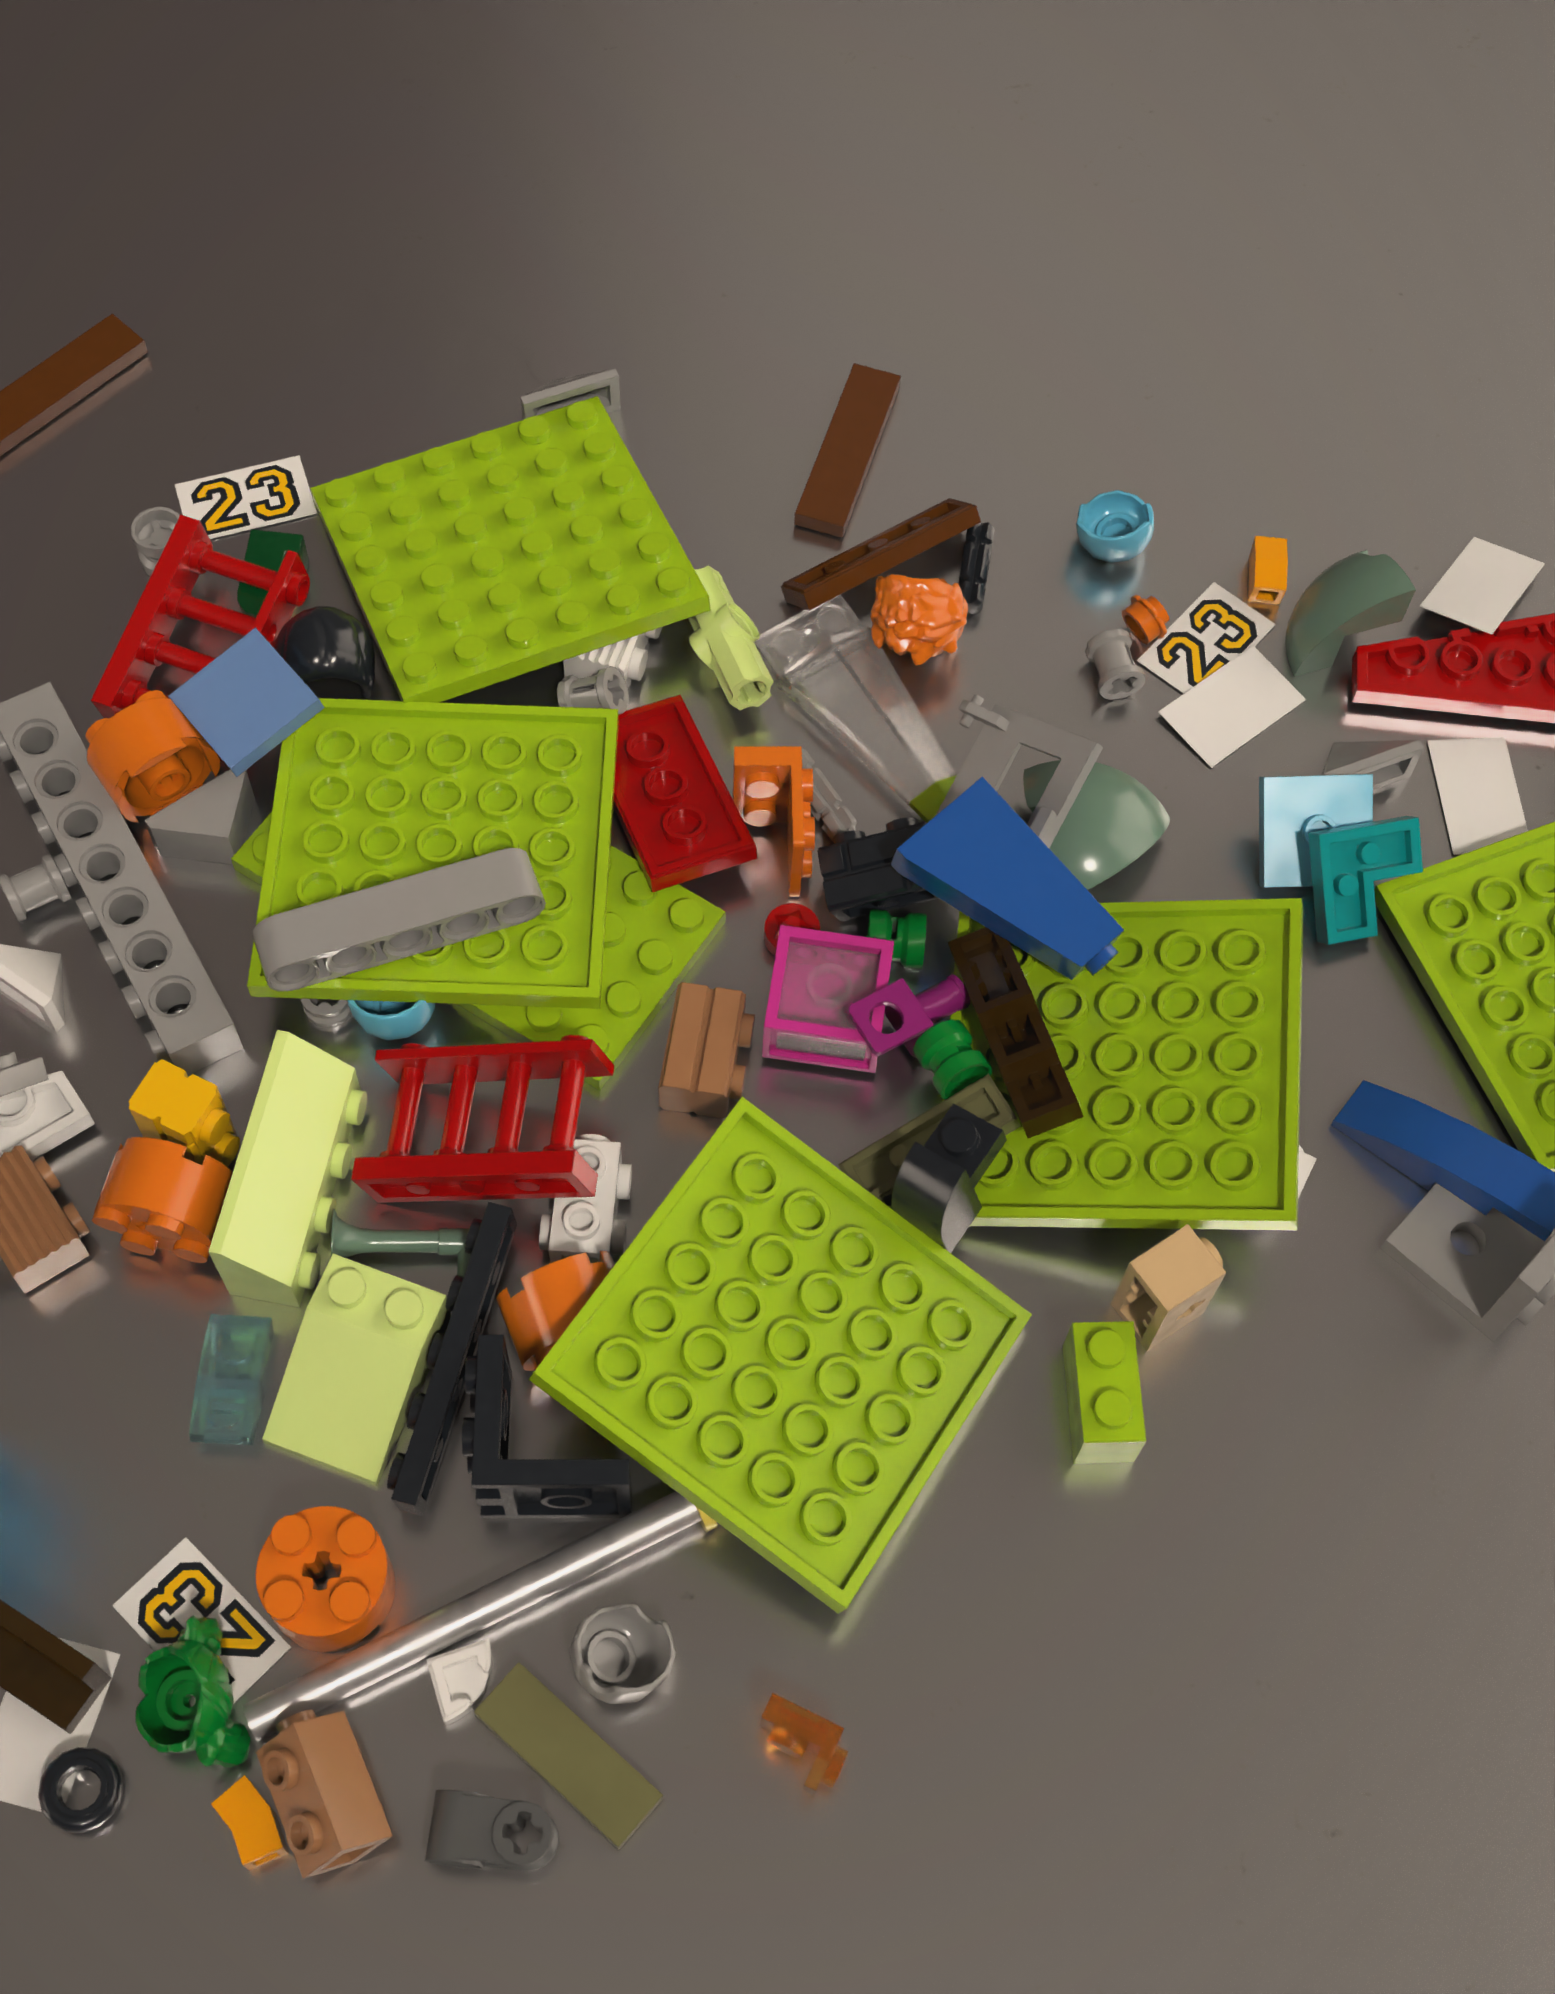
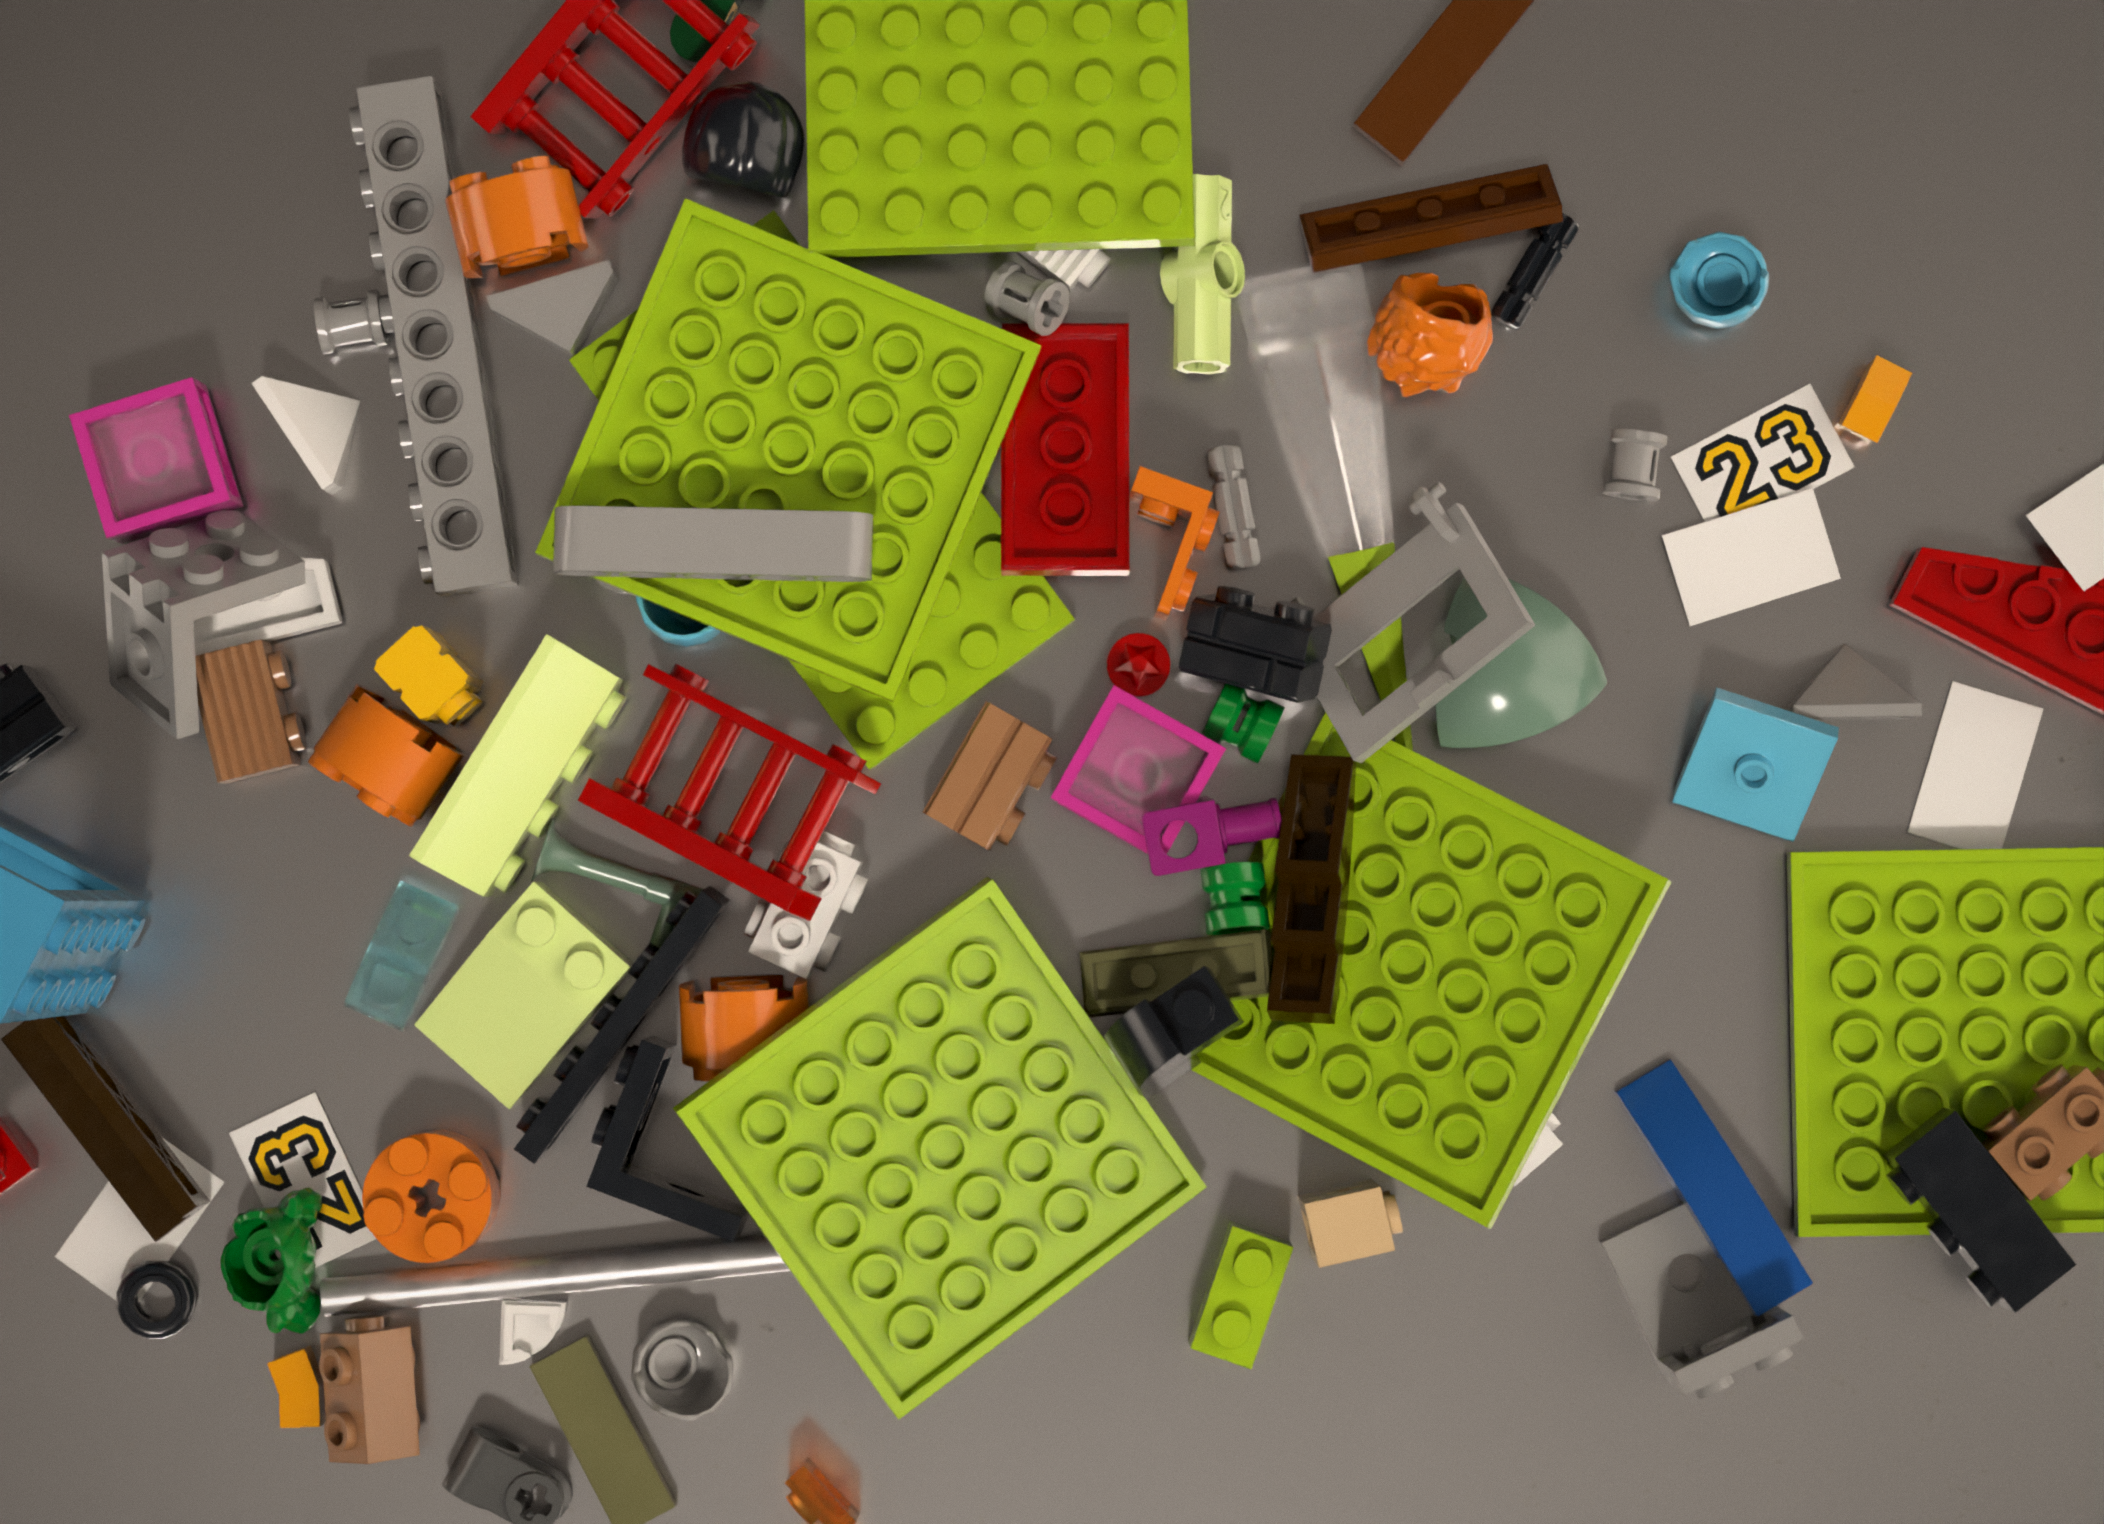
camera: 25 degrees right, 25 degrees up
(246, 702) = (633, 202): medium blue tile -> none
(1009, 881) = (1362, 735): blue slope -> none
(1146, 618) = (1699, 417): orange plate -> none
(1342, 601) = (1927, 491): sand green brick -> none
(1345, 868) = (1772, 821): teal plate -> none

